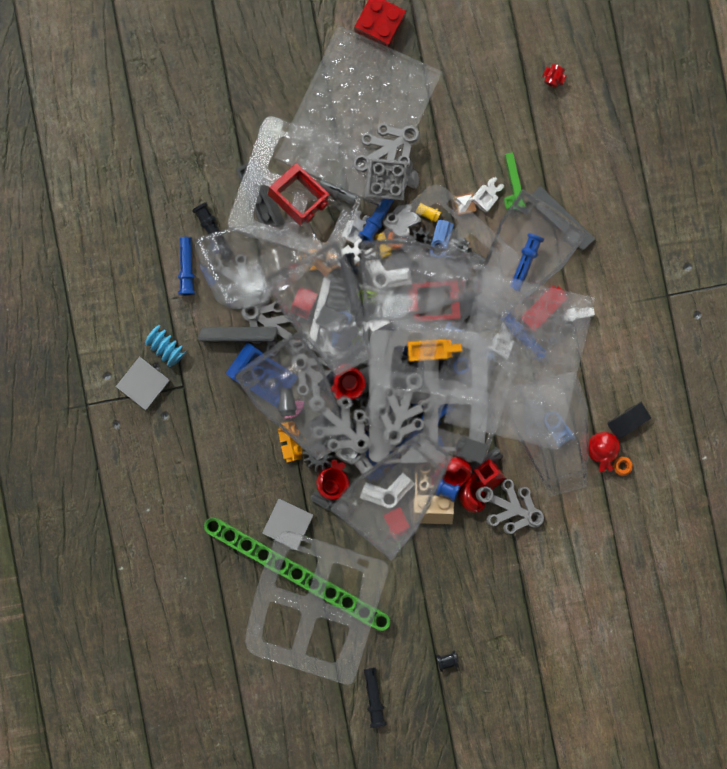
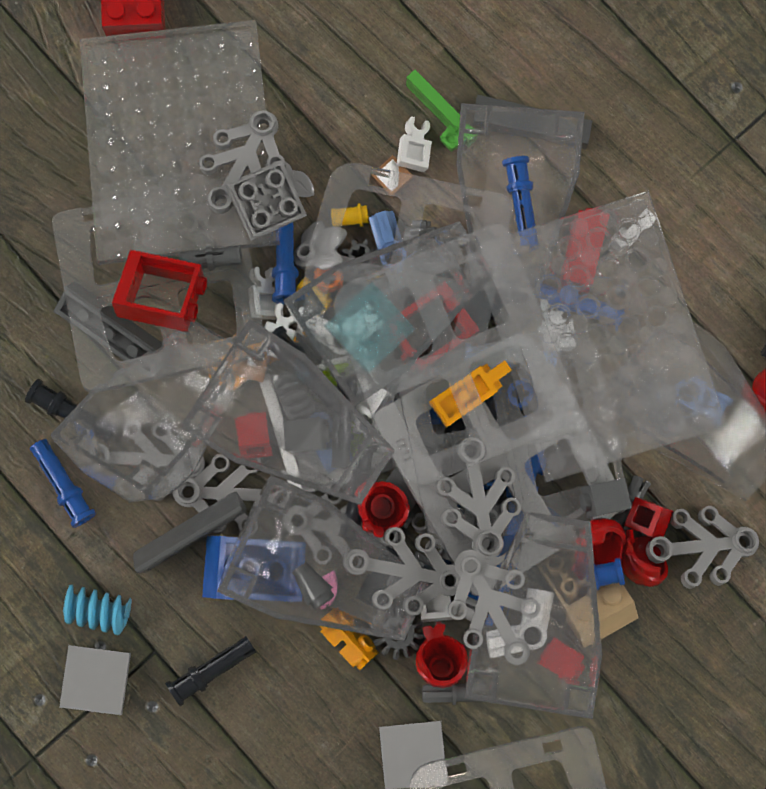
camera: 30 degrees left, 5 degrees down
(197, 415) = (199, 677): none -> black pin
(374, 466) = (490, 601): none -> light grey plant
(396, 284) = (369, 327): none -> clear light blue tile

